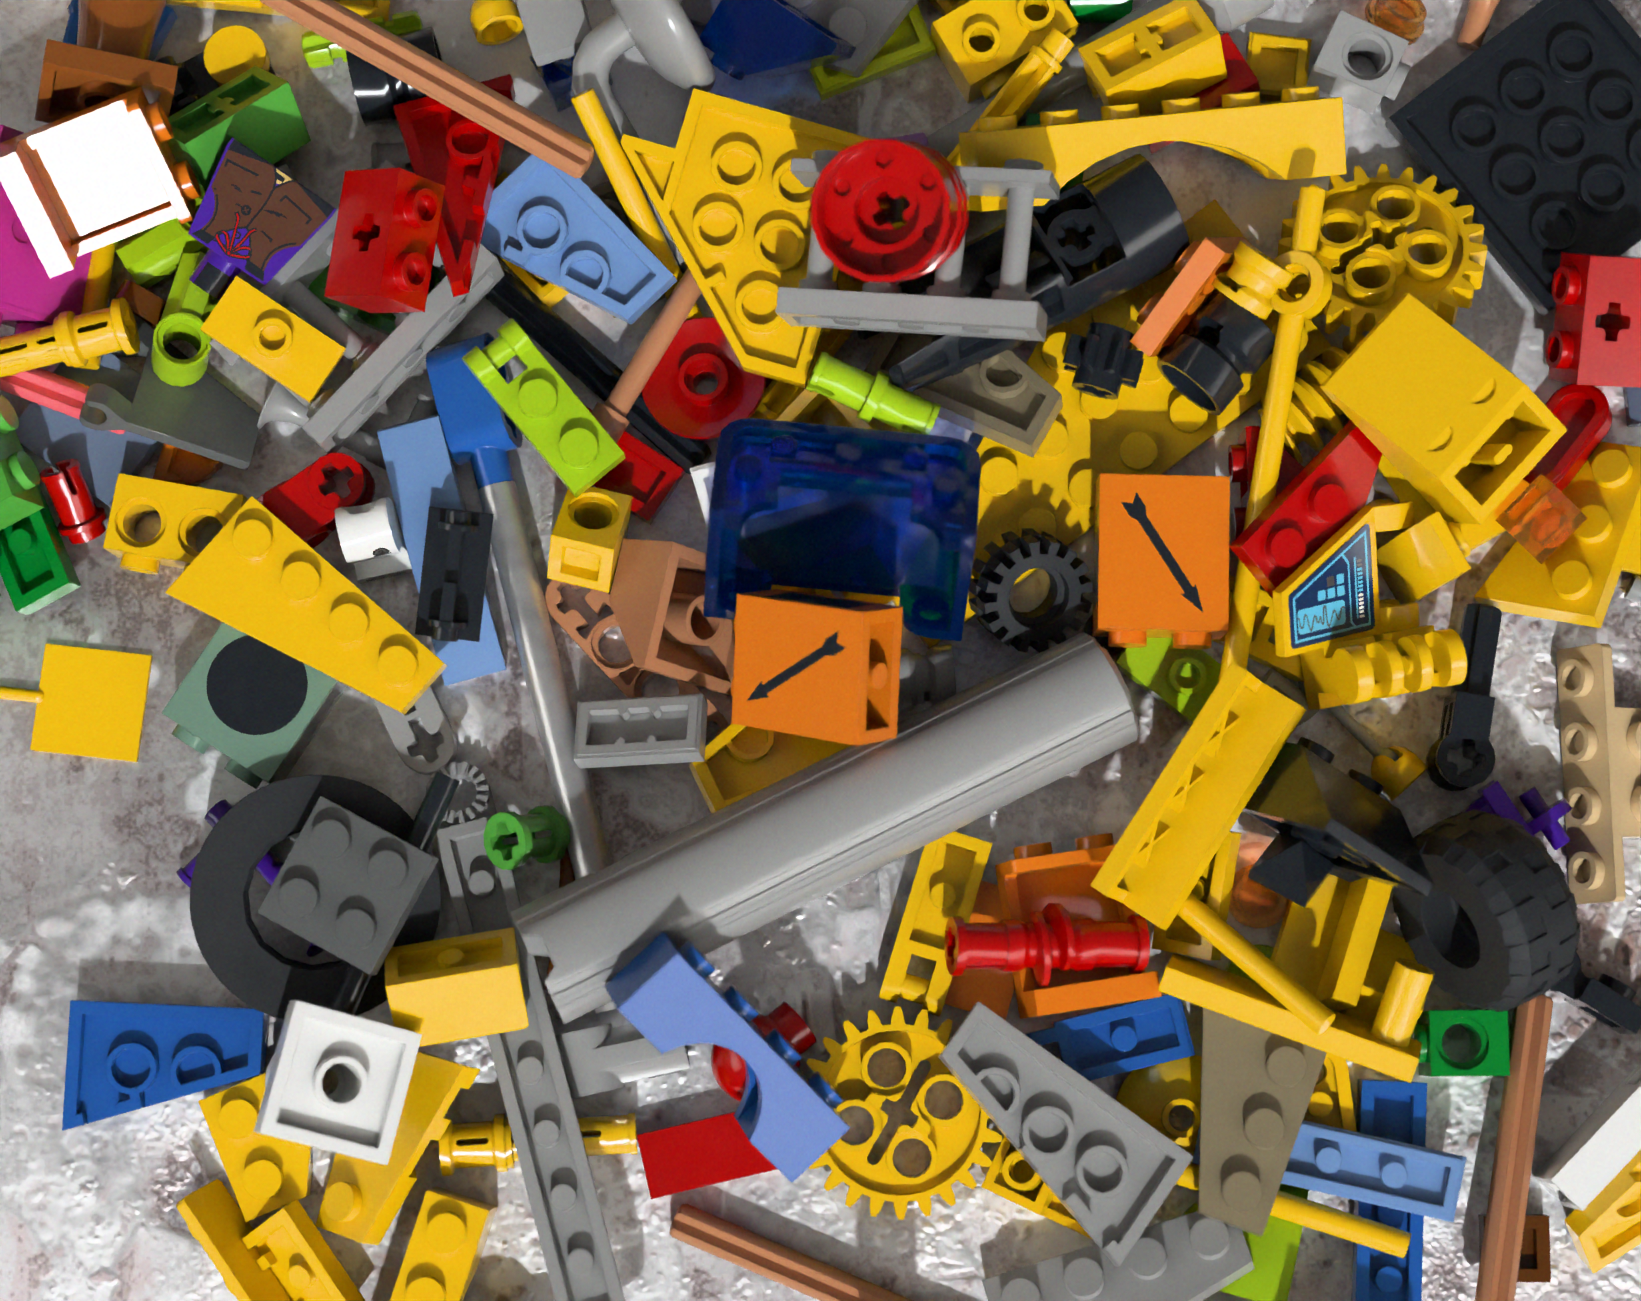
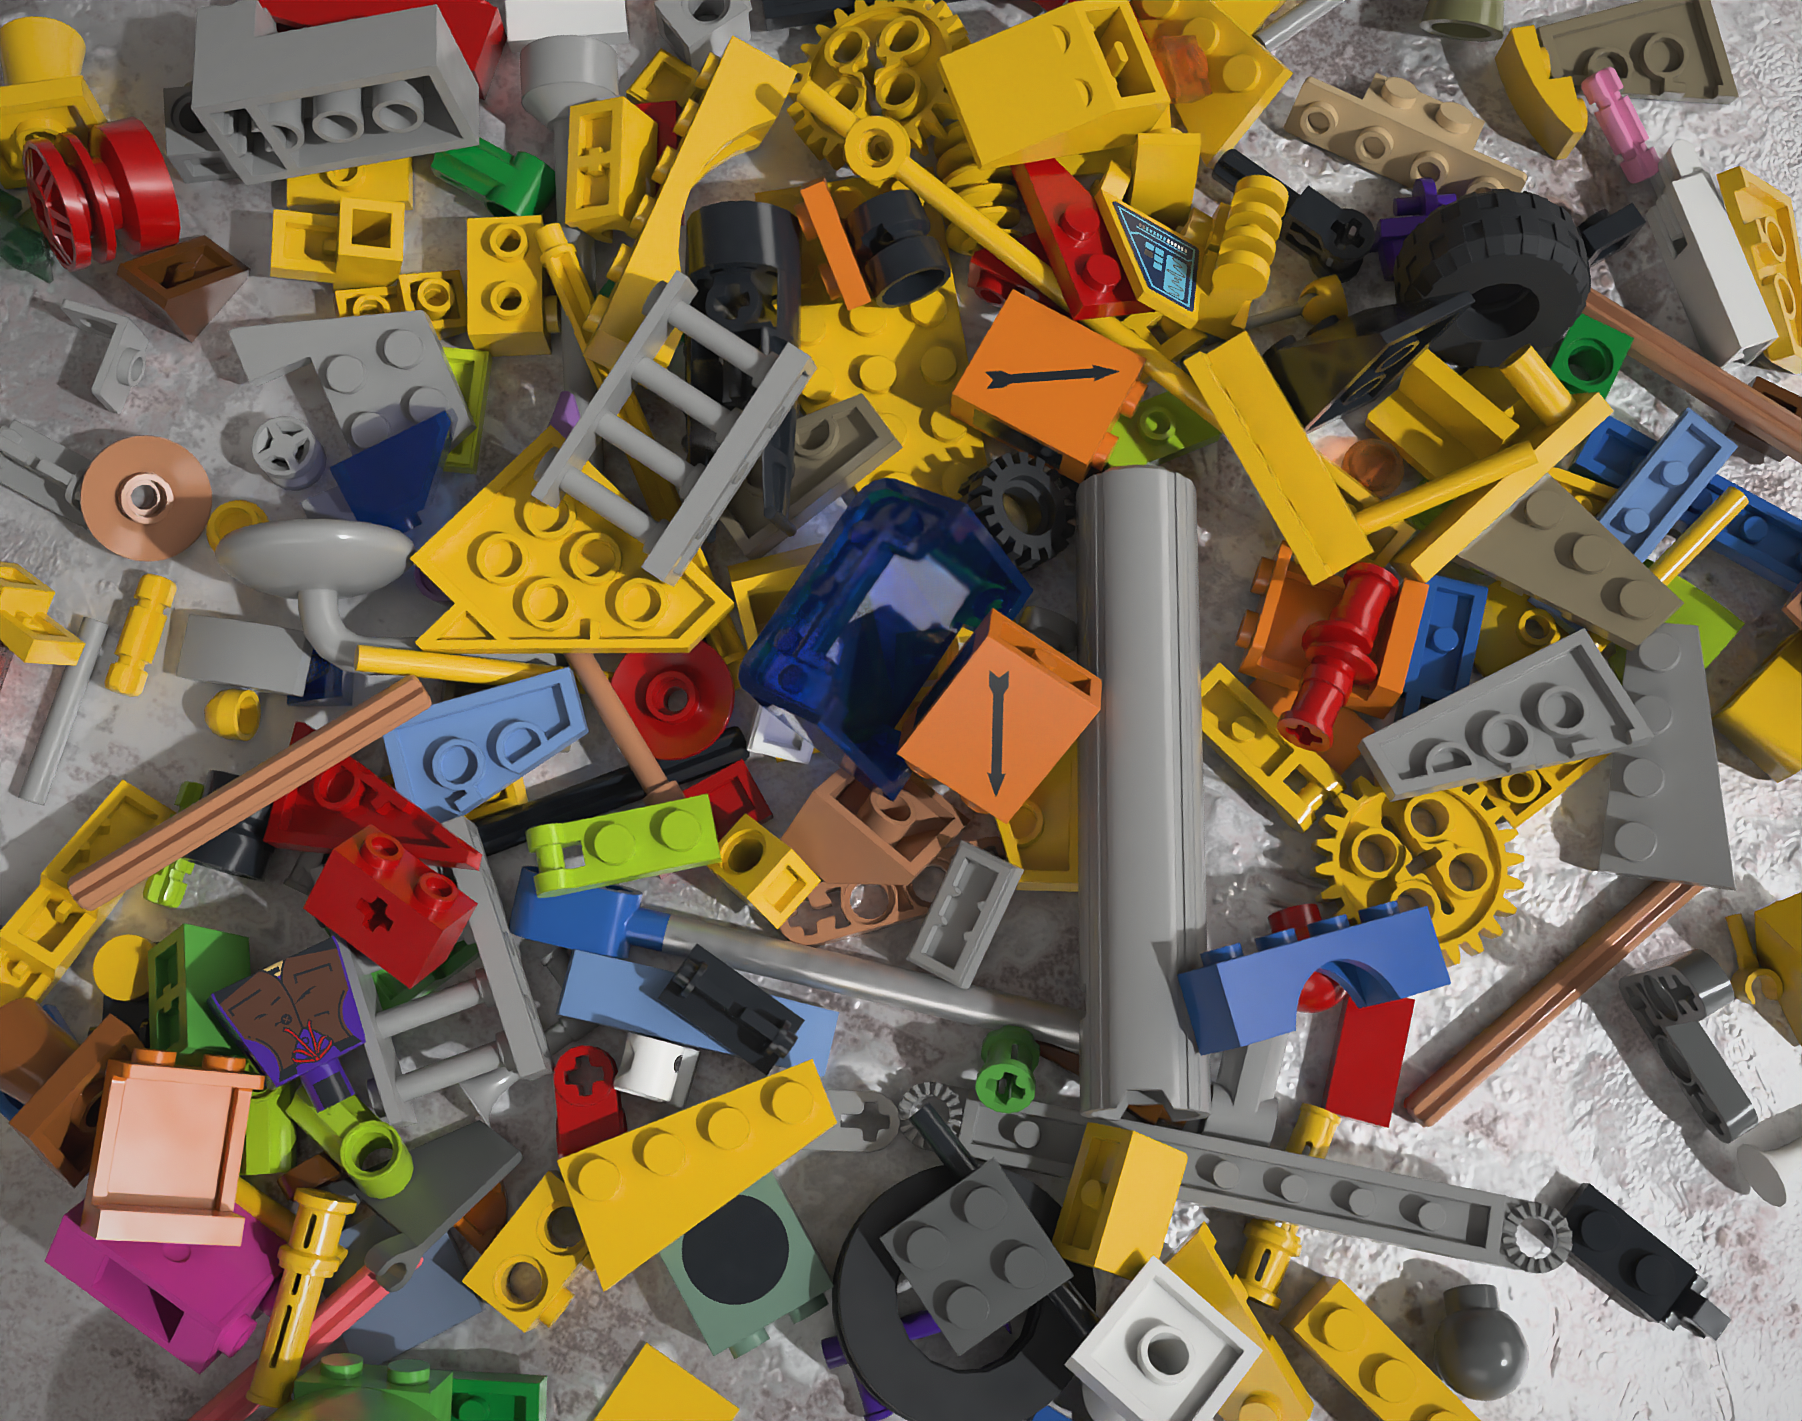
camera: 70 degrees left, 5 degrees down
(73, 502) = (462, 1341): red pin -> none
(273, 339) = (421, 1061): yellow plate -> none
(853, 203) = (665, 388): red wheel -> none
(872, 396) = (778, 546): lime pin -> none
(1103, 360) = (850, 344): black gear -> none
(1253, 280) = (853, 168): yellow wheel -> none
(1291, 869) = (1368, 425): black slope -> none

